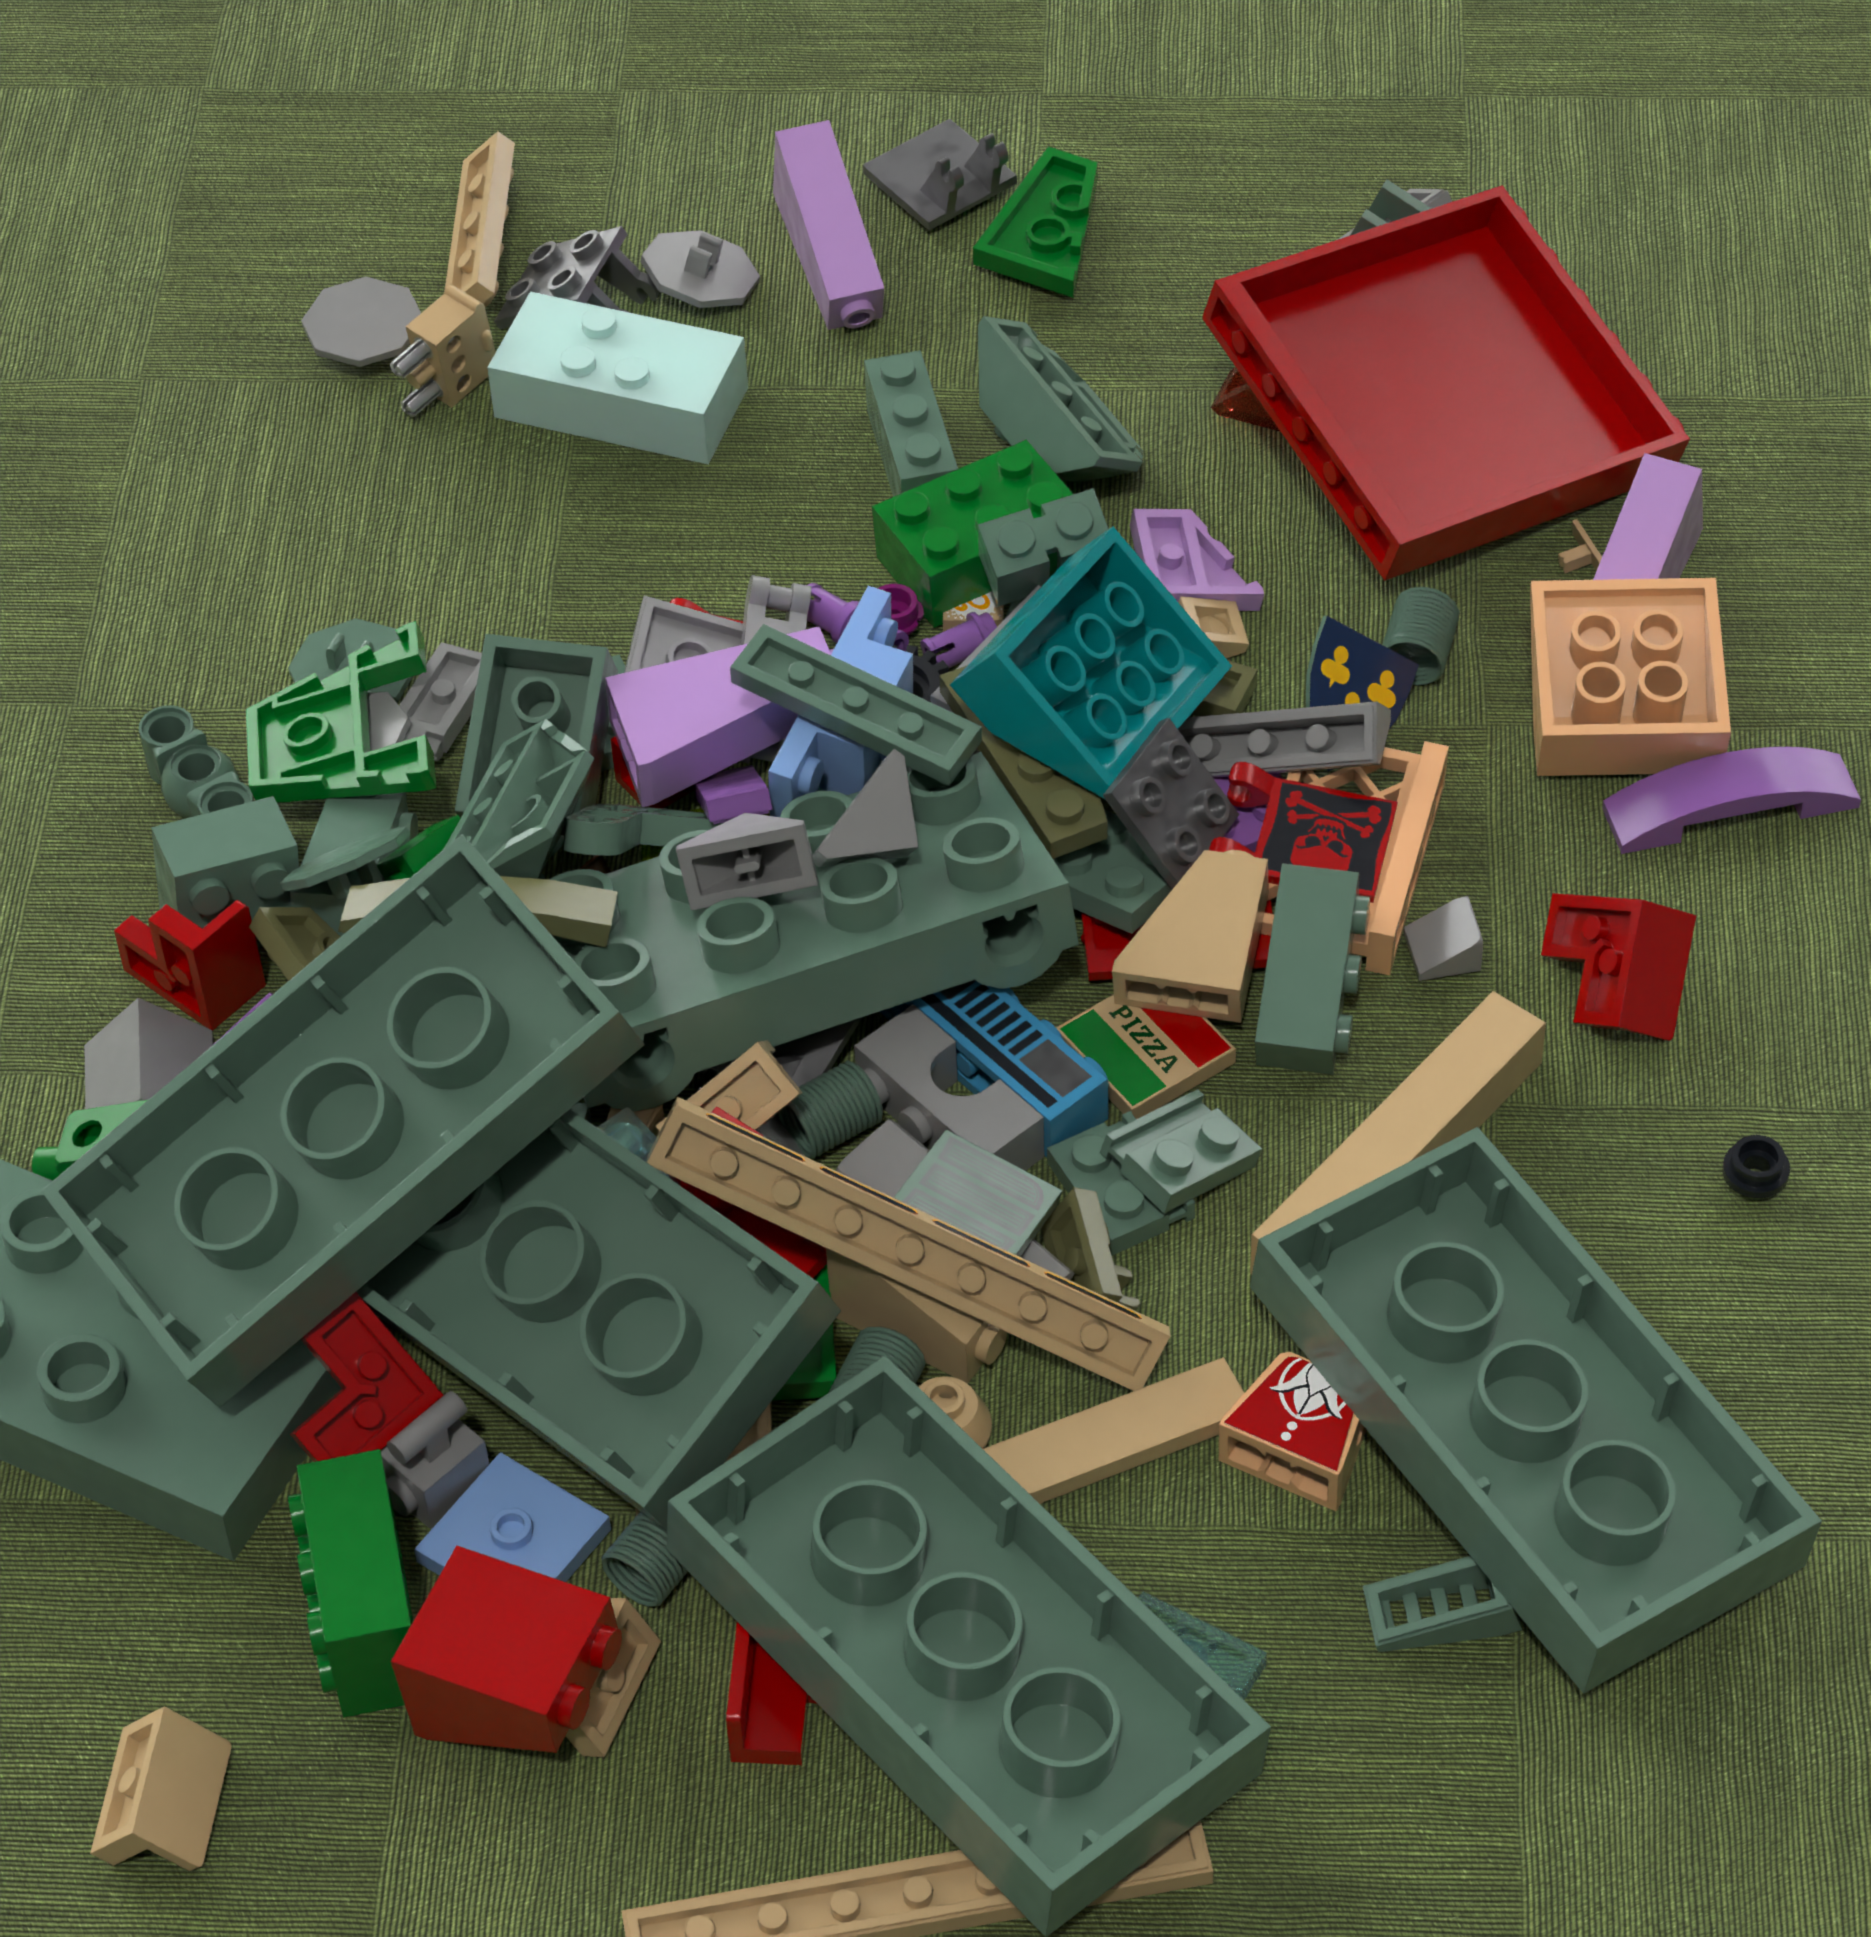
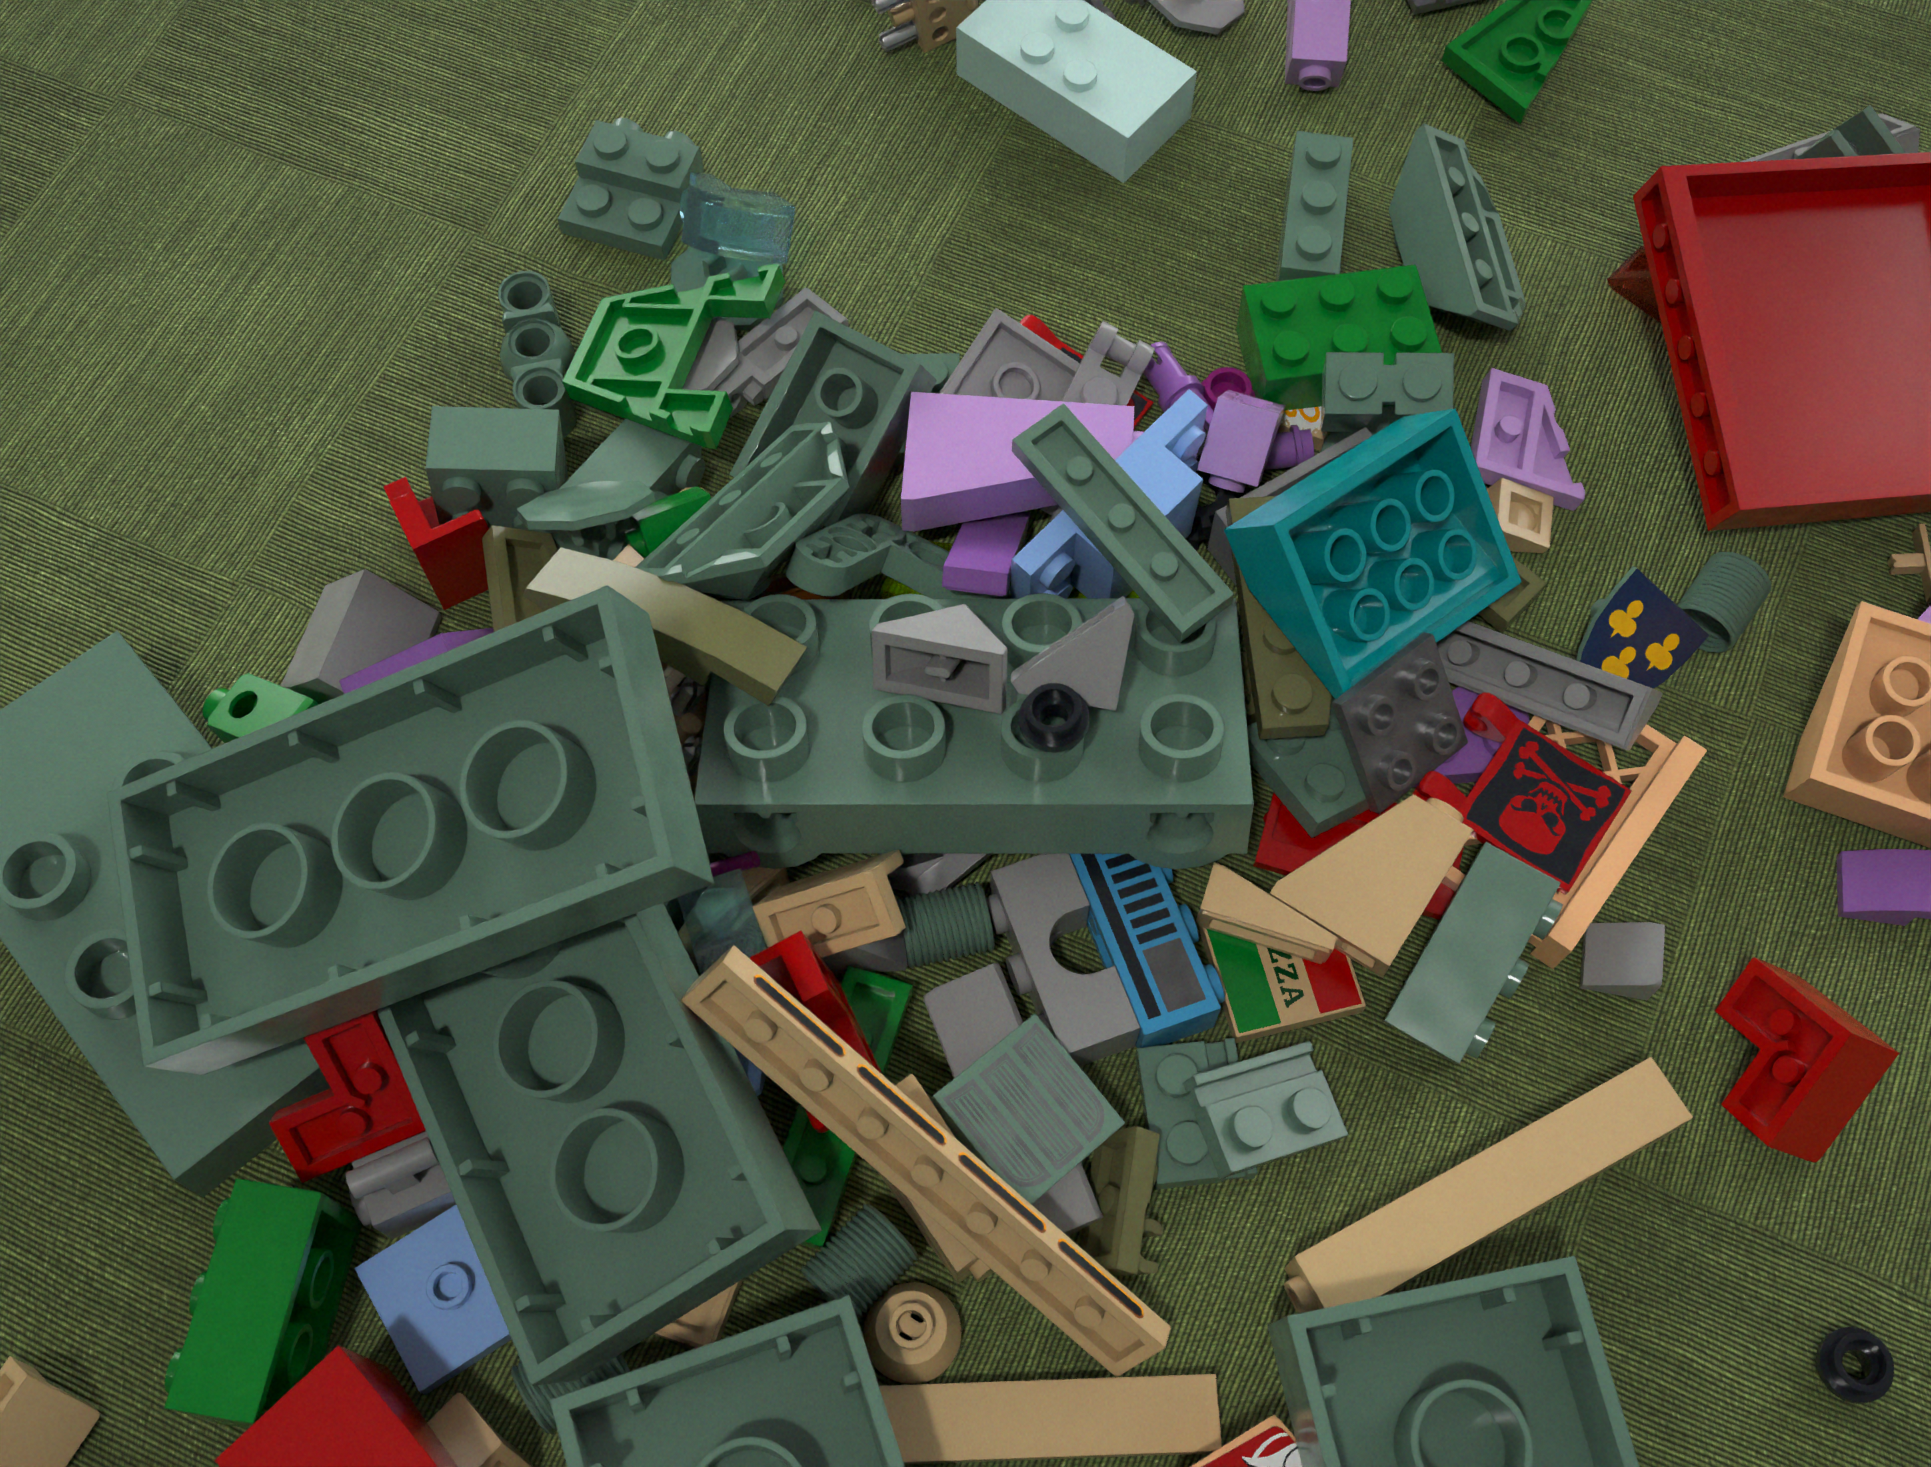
camera: 20 degrees right, 15 degrees up
(217, 612) = (630, 188): none -> sand green plate
(345, 601) = (735, 220): none -> clear light blue brick
(630, 1100) = (744, 861): none -> magenta piece
(867, 862) = (1050, 701): none -> black plate
(929, 629) = (1240, 440): none -> lavender arch
(1114, 1002) = (1251, 914): none -> tan slope

